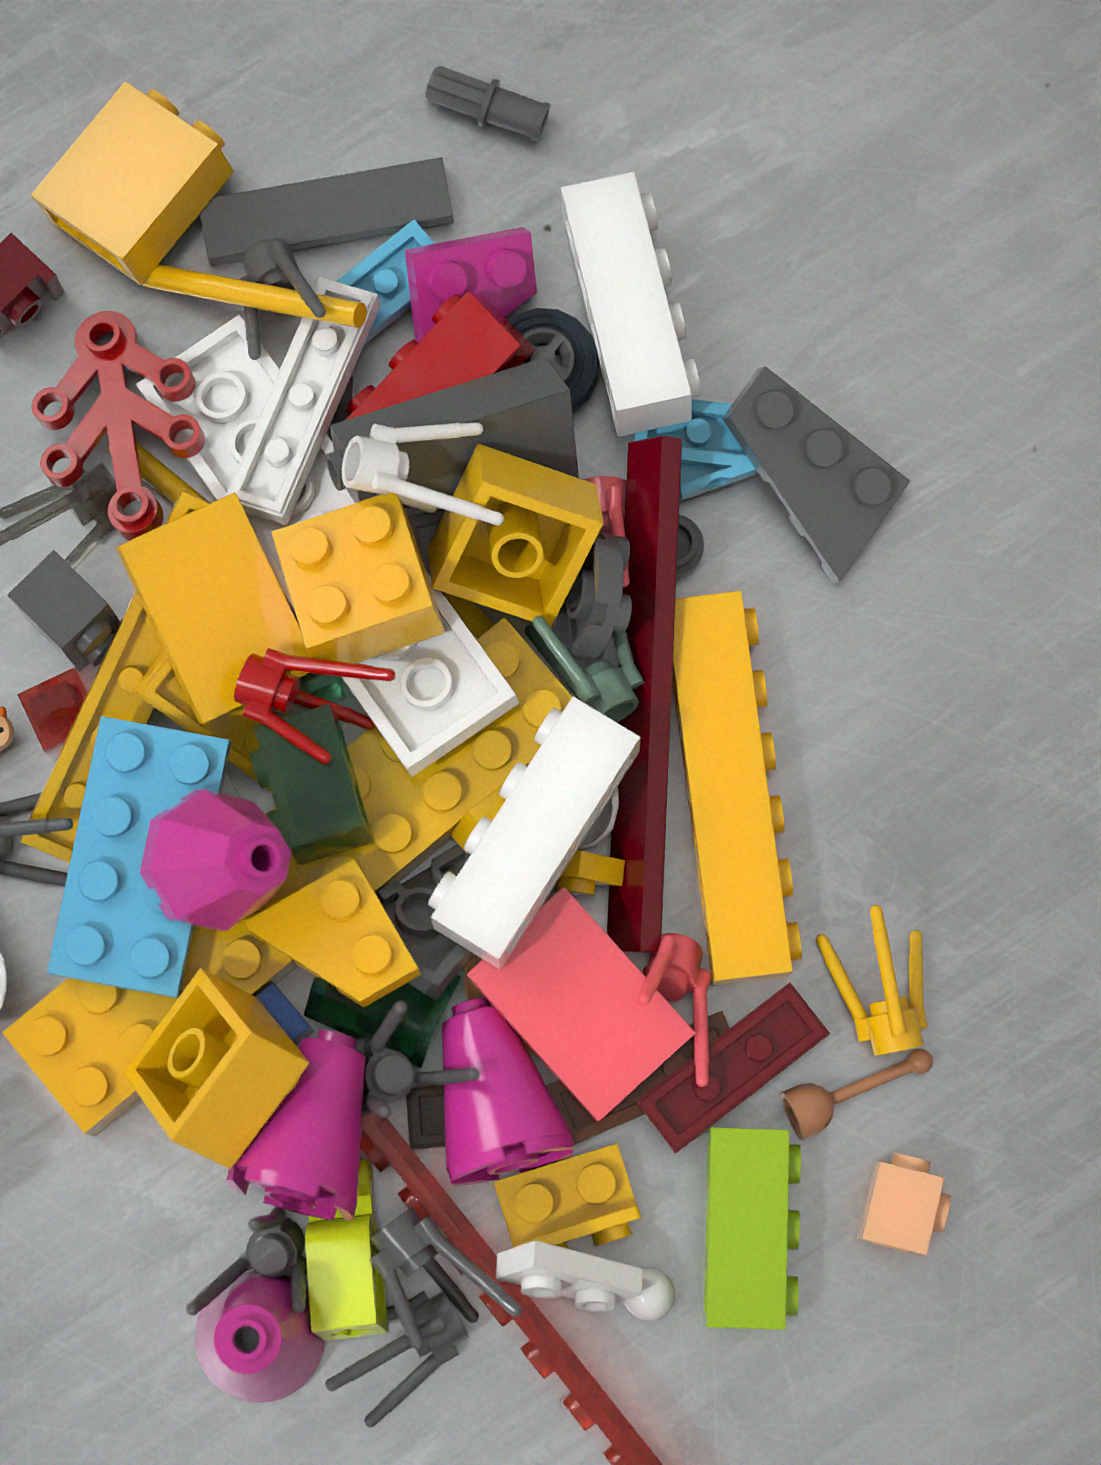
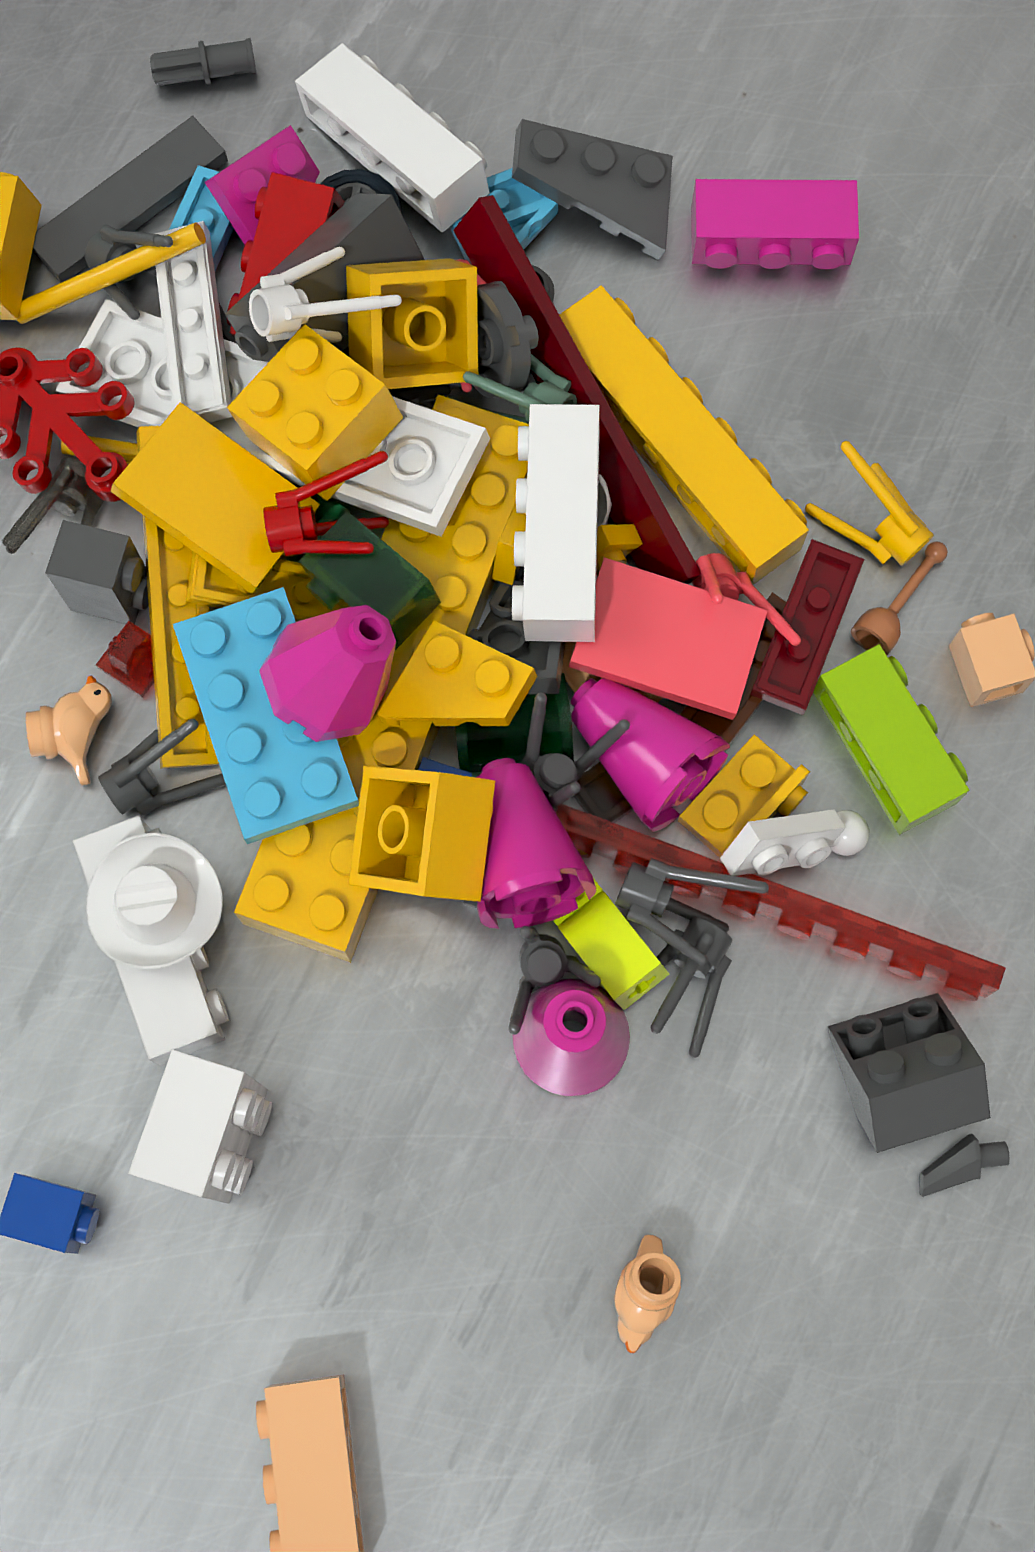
camera: 30 degrees left, 5 degrees down
(967, 618) = (774, 222): none -> dark pink brick

